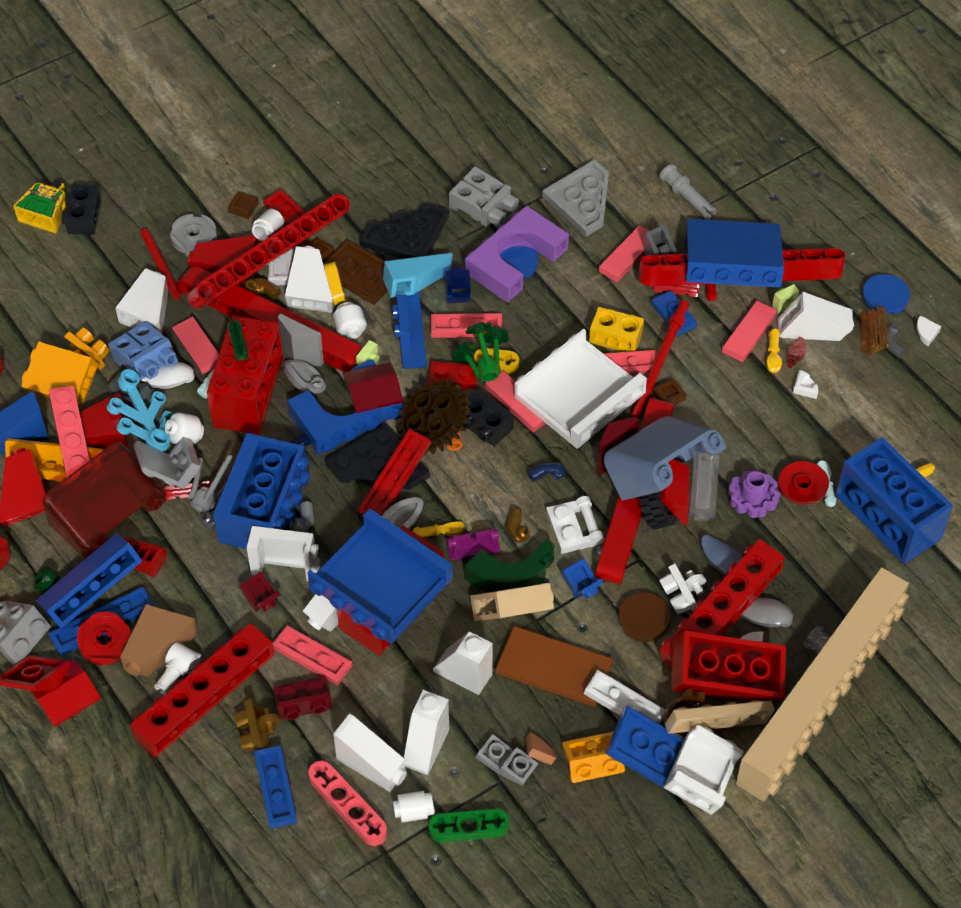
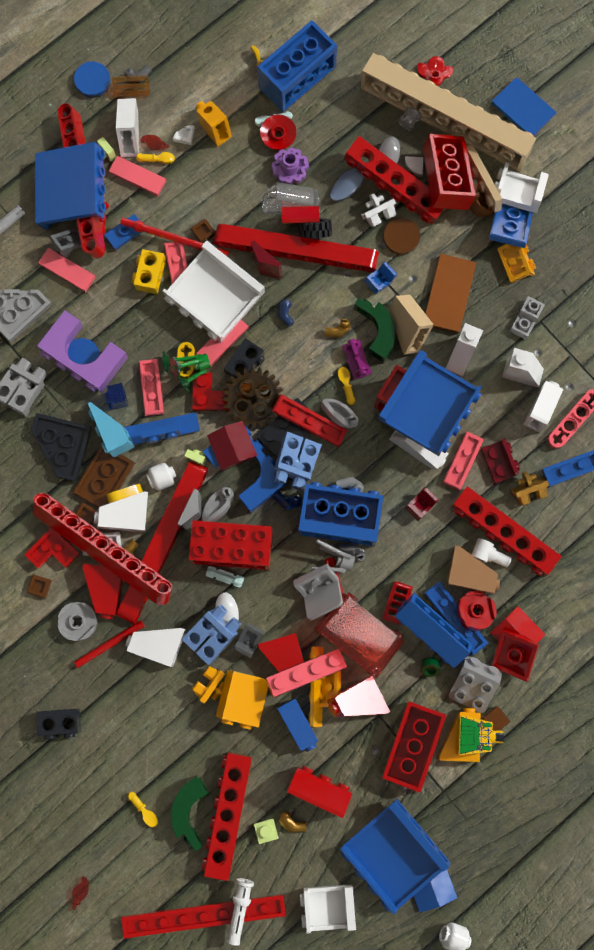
camera: 95 degrees left, 25 degrees up
(42, 206) = (57, 757): torso -> none
(153, 437) = (274, 620): medium azure plant -> none
(184, 425) = (283, 587): white head -> none
(196, 344) = (196, 594): coral tile -> none
(237, 340) = (219, 547): dark green axle -> none
(267, 224) = (73, 555): white brick -> none
(282, 549) = (389, 509): white panel -> none
(341, 449) = (296, 460): none -> medium blue hips
(413, 806) = (573, 373): white brick -> none
(462, 835) = (583, 330): green beam -> none
(539, 749) = (516, 297): nougat tile -> none
(567, 529) = (332, 295): white plate -> none
(617, 696) = (473, 243): white tile -> none
(641, 461) = (282, 223): sand blue windscreen -> none
(817, 409) = (210, 117): none -> light orange torso
(837, 799) = (523, 107): none -> blue tile
(898, 686) = (435, 70): none -> red plate
(927, 330) = (124, 50): white tile -> none

